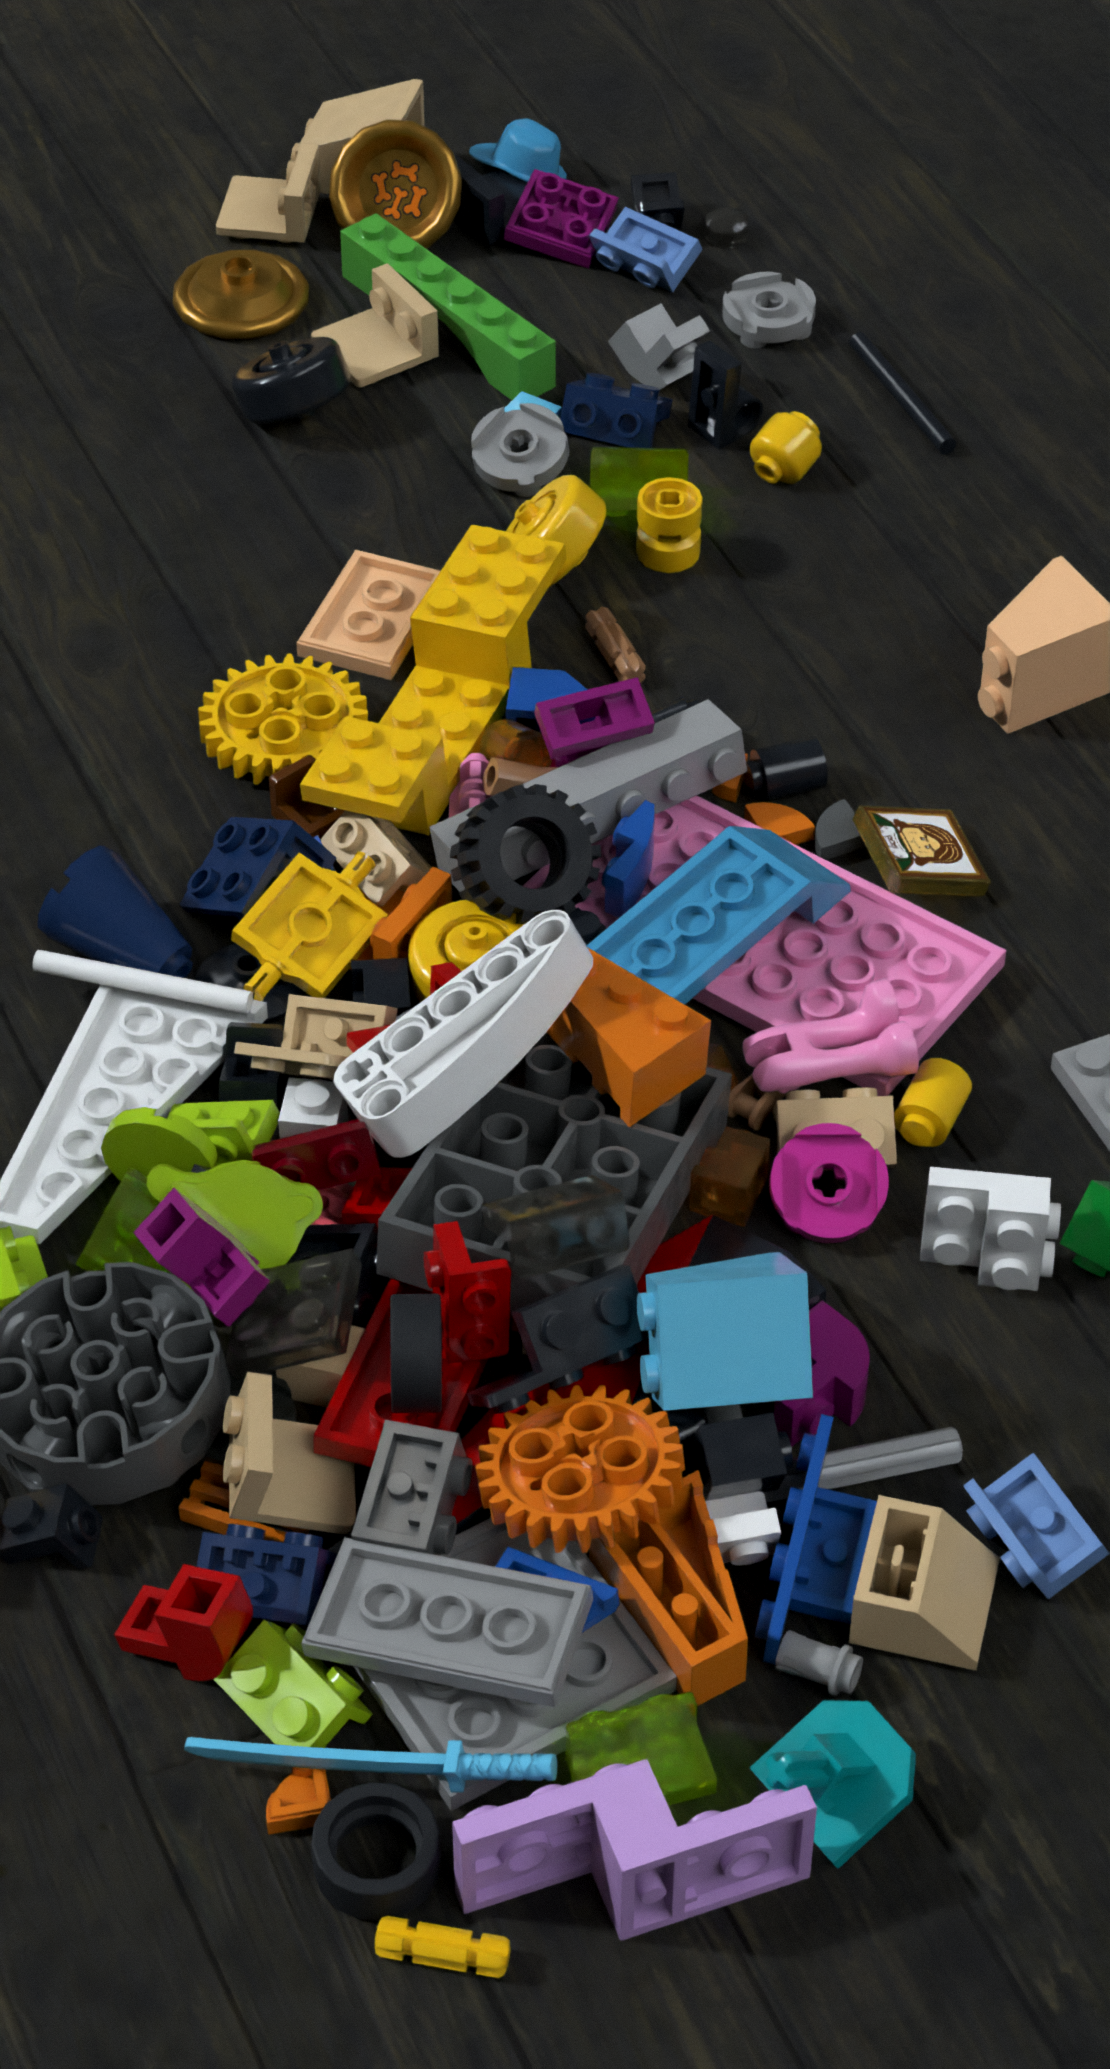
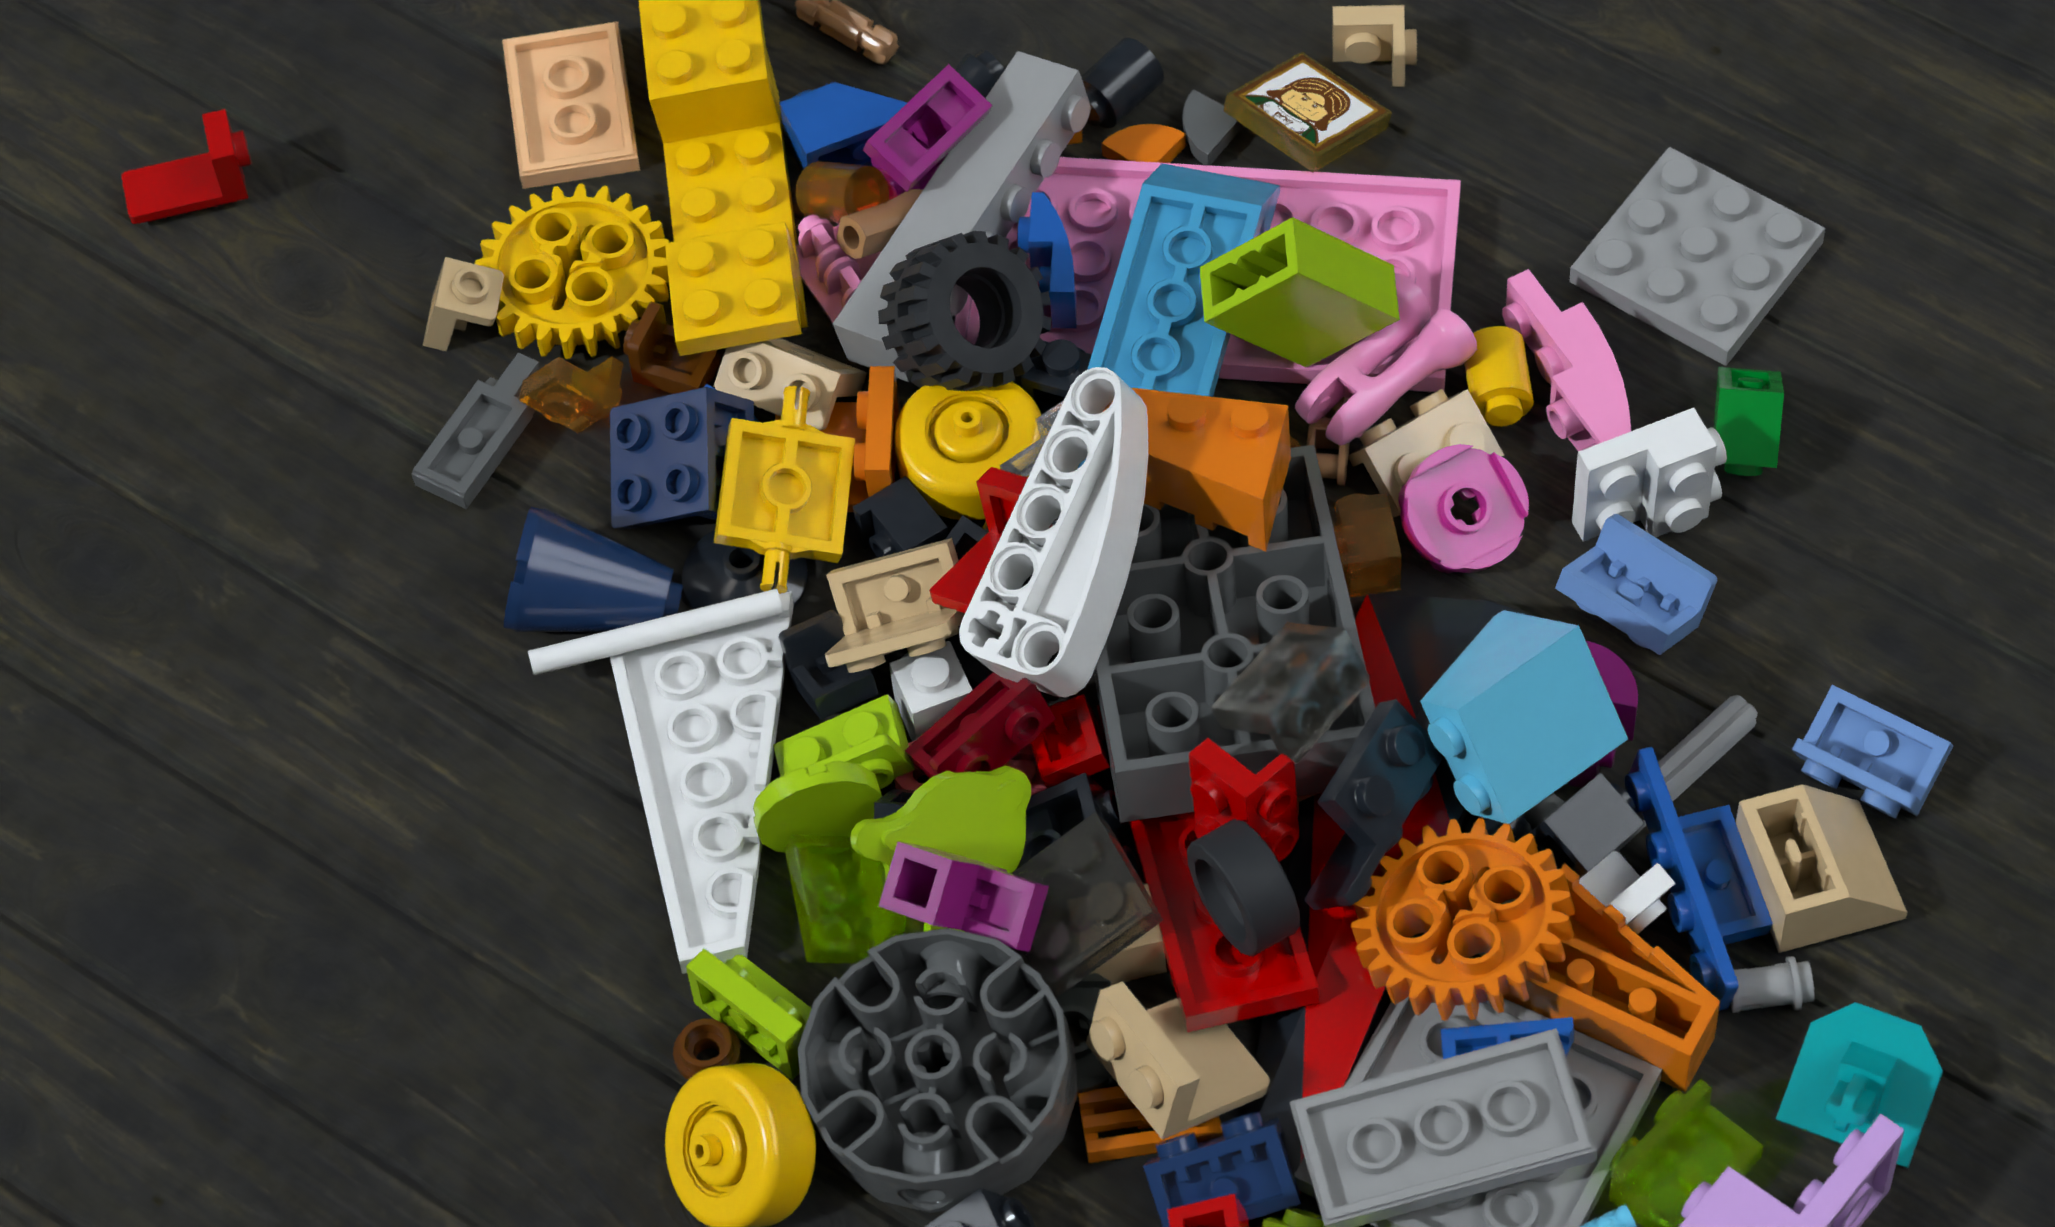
camera: 25 degrees left, 10 degrees up
(67, 550) = (194, 180): none -> red bracket
(133, 796) = (477, 436): none -> dark grey hinge
(181, 699) = (461, 296): none -> tan bracket
(211, 798) = (572, 395): none -> clear orange bracket
(413, 1489) = (1320, 1022): dark grey bracket -> none
(789, 951) = (1299, 292): none -> lime brick
(931, 1308) = (1639, 585): none -> medium blue bracket
(1003, 1115) = (1573, 357): none -> bright pink slope
(1014, 821) = (1372, 35): none -> tan bracket

